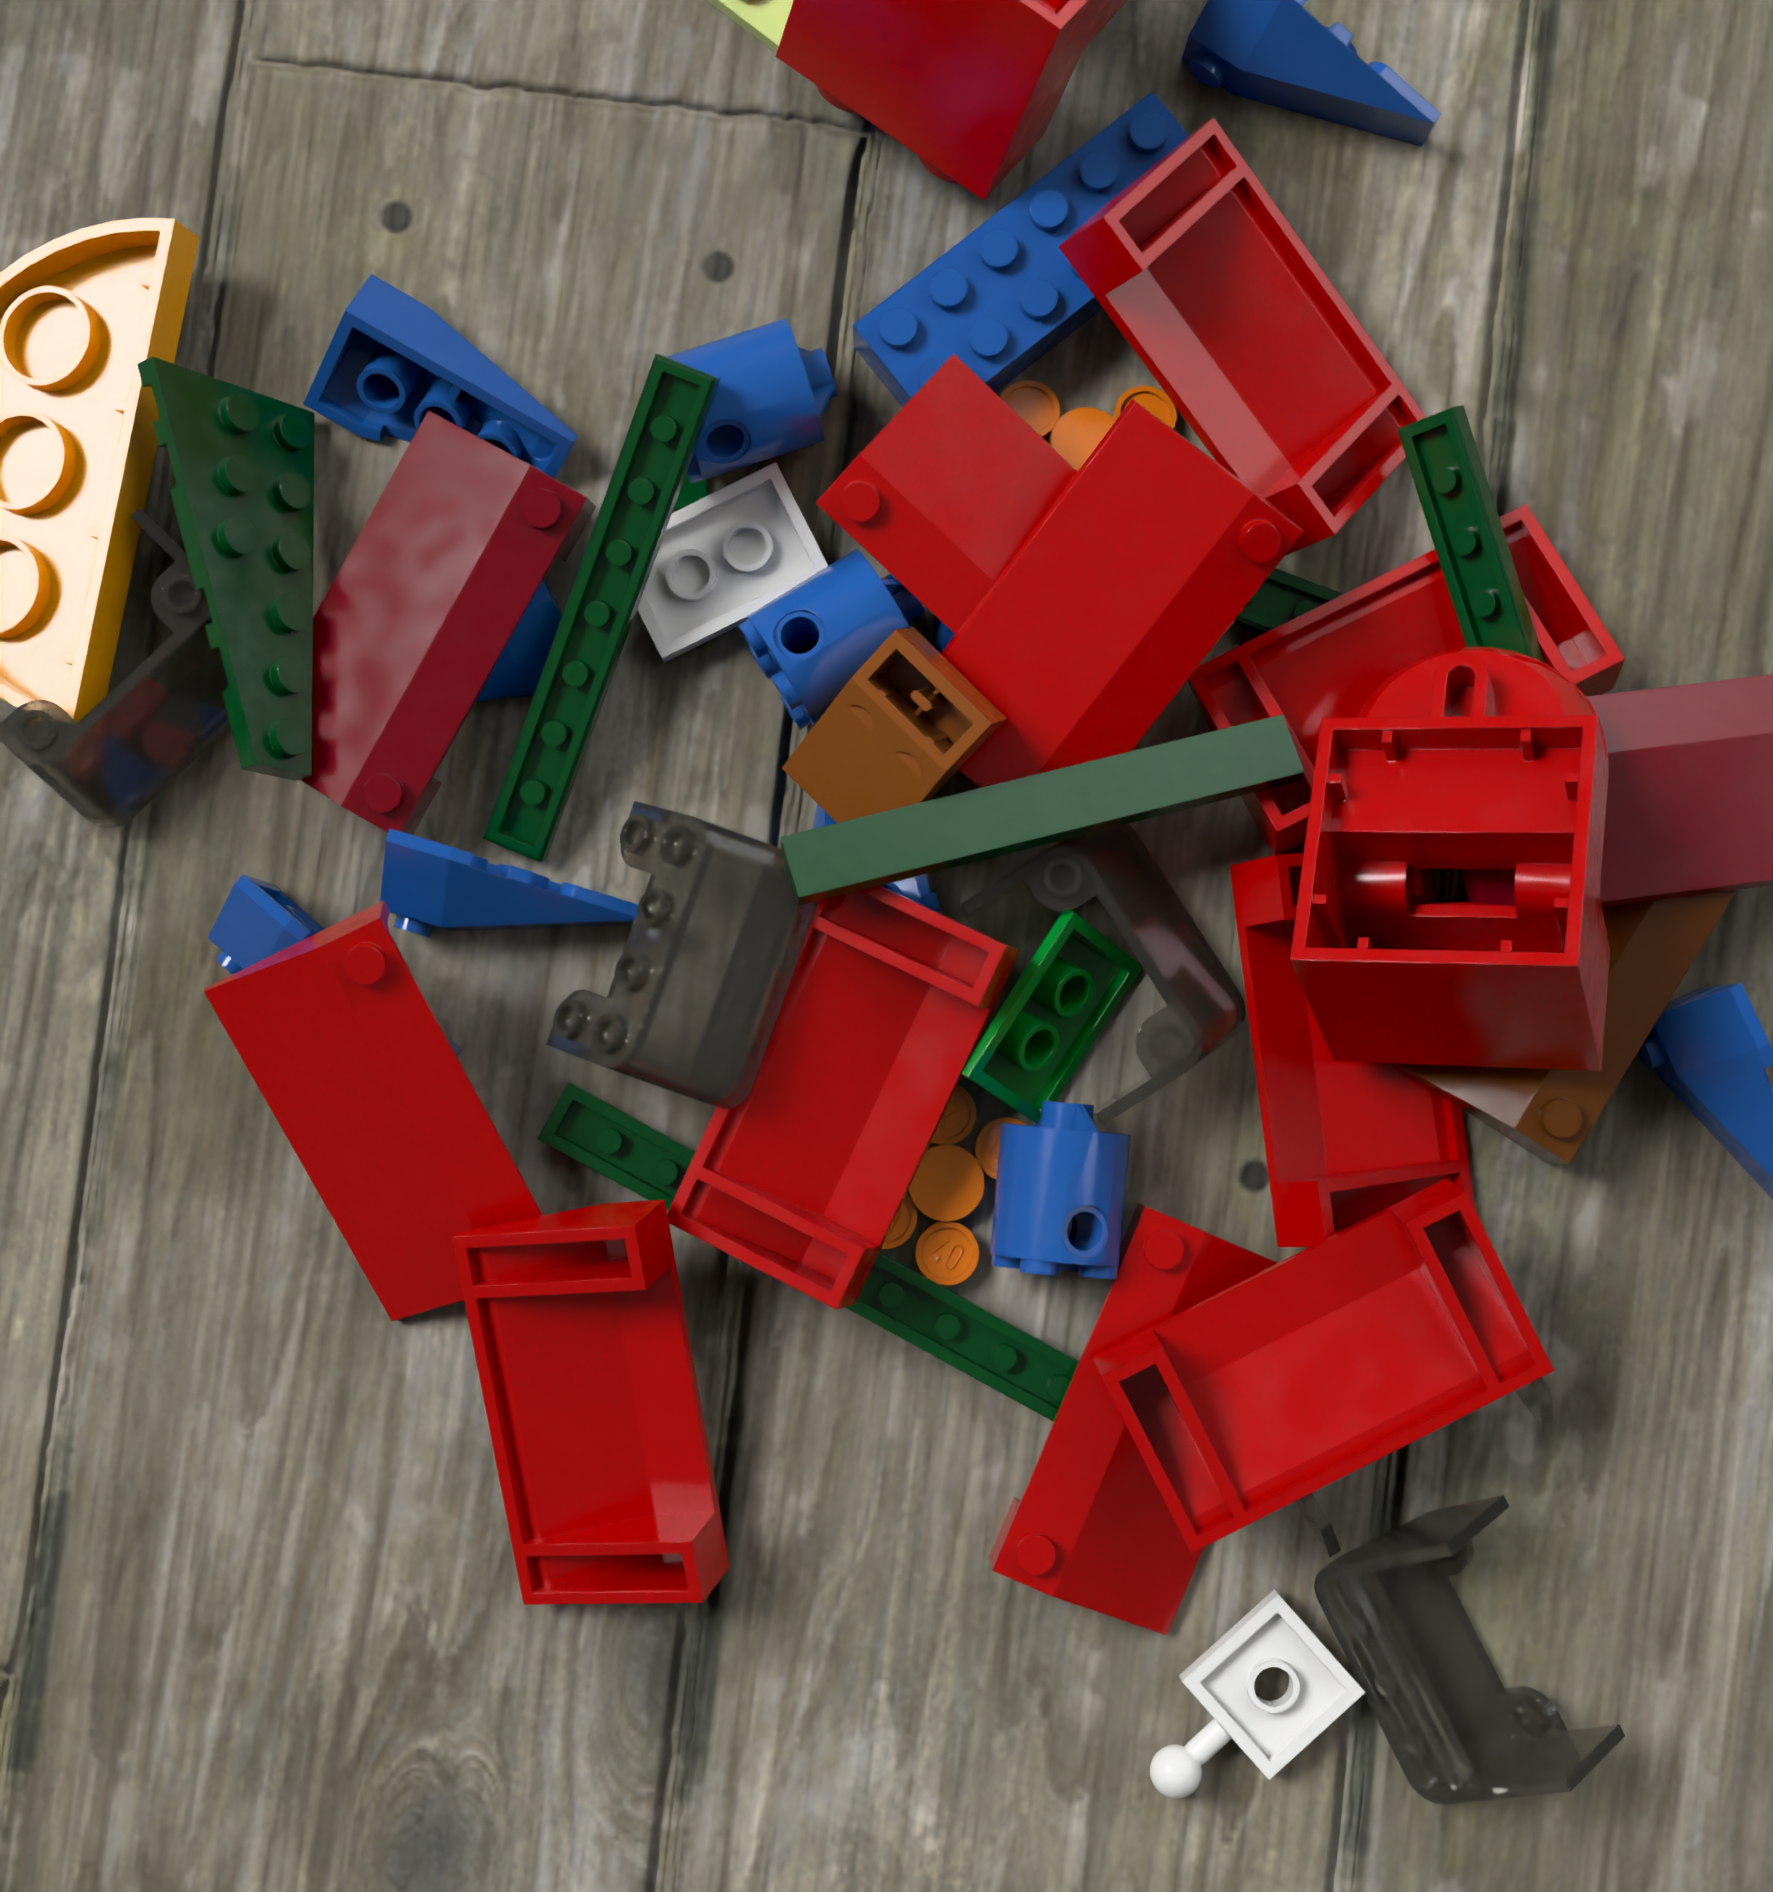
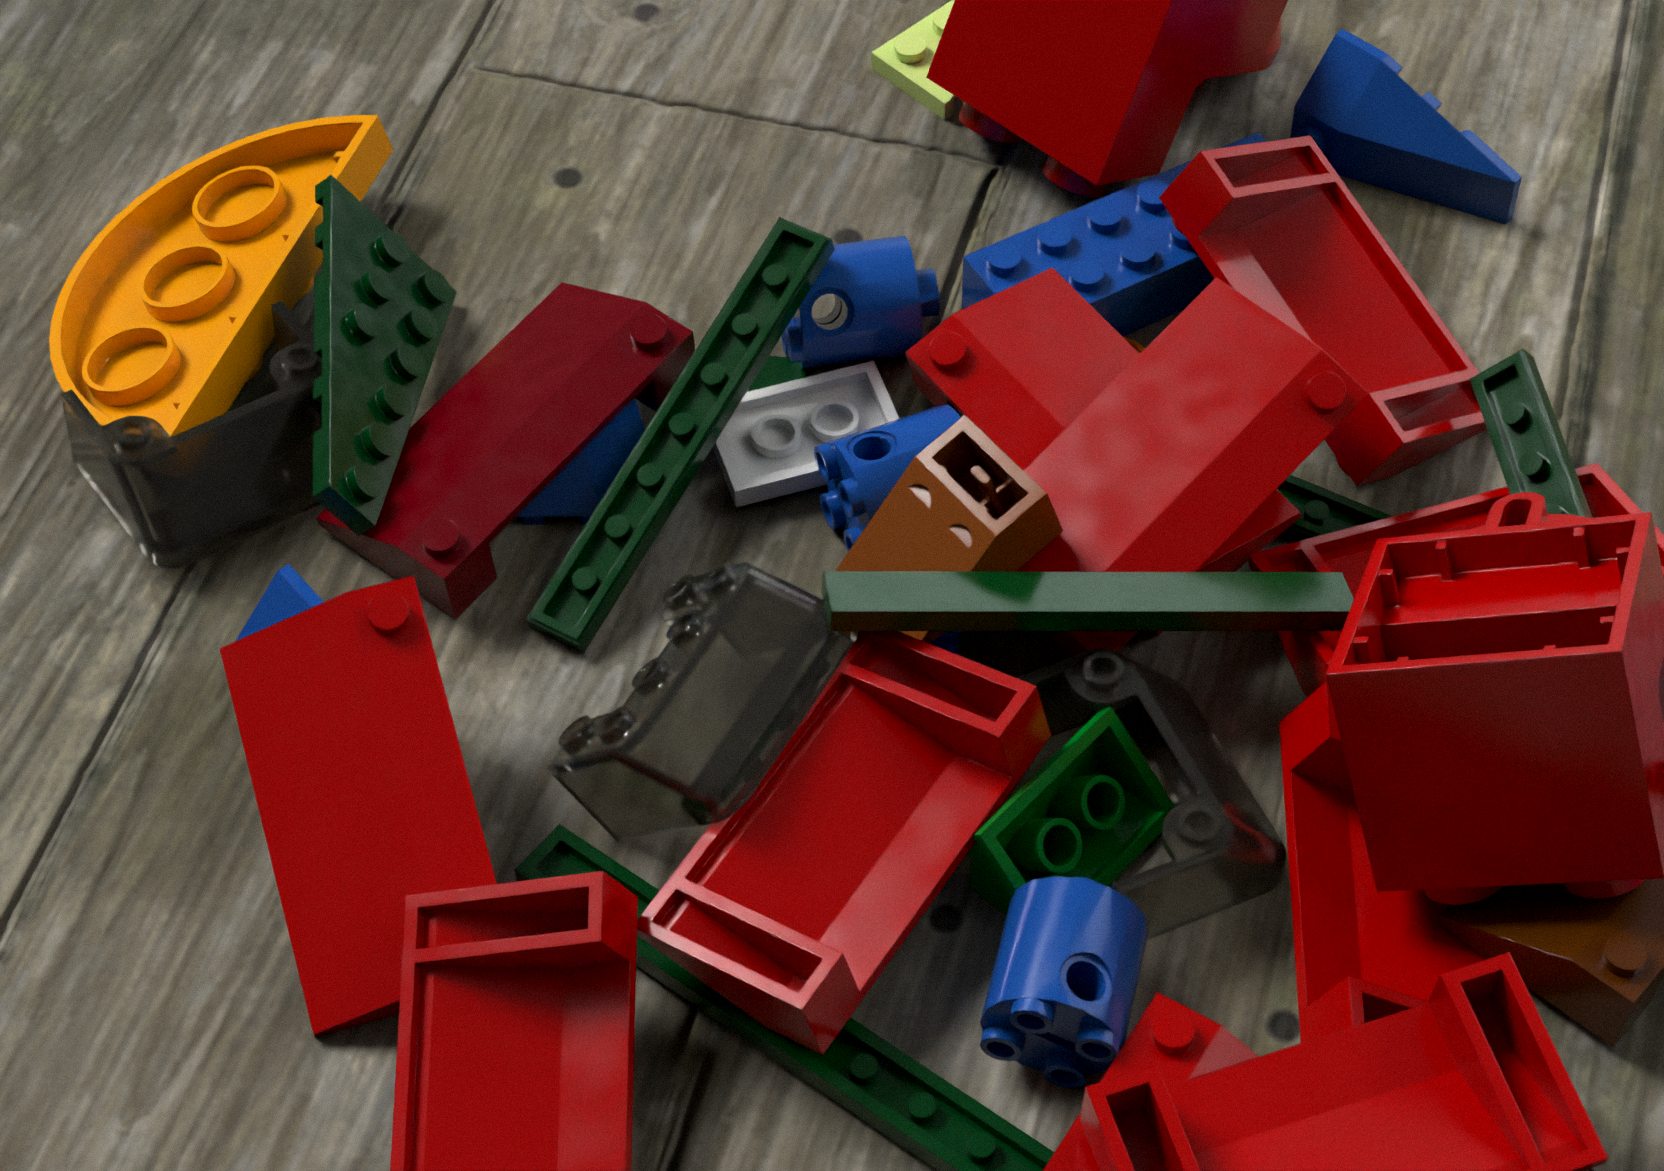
camera: 10 degrees right, 35 degrees down
(402, 359) = (534, 247): blue wedge -> none
(462, 892) = (515, 651): blue wedge -> none
(948, 1189) = (937, 984): orange piece -> none

